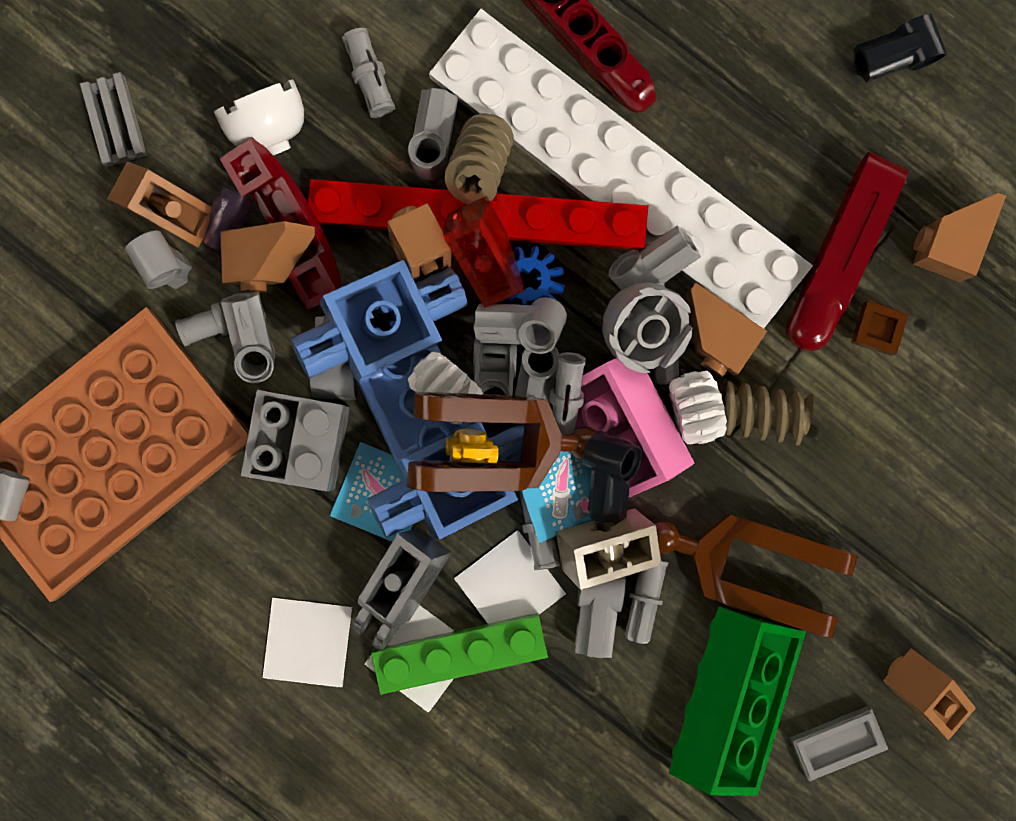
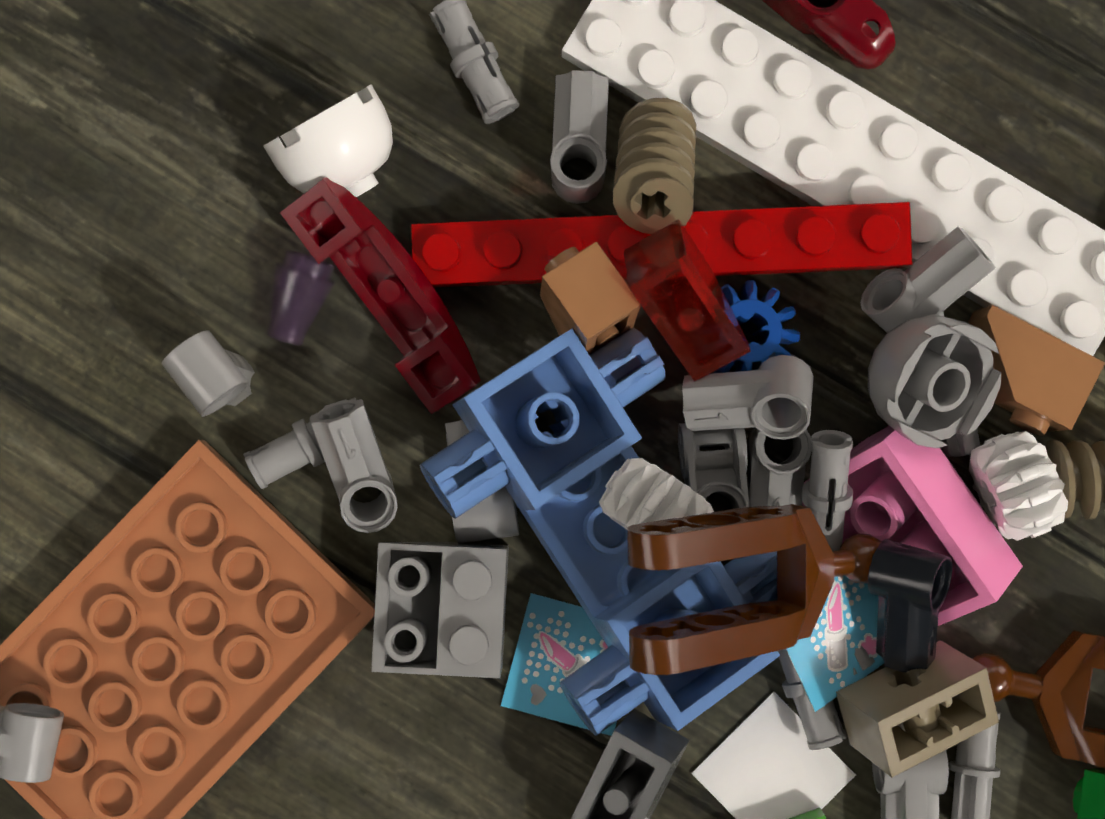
camera: 10 degrees left, 0 degrees up
(103, 88) = (94, 127): light grey tile -> none
(161, 203) = (200, 286): medium nougat slope -> none
(262, 254) = (359, 343): medium nougat slope -> none
(471, 447) = (710, 593): yellow piece -> none

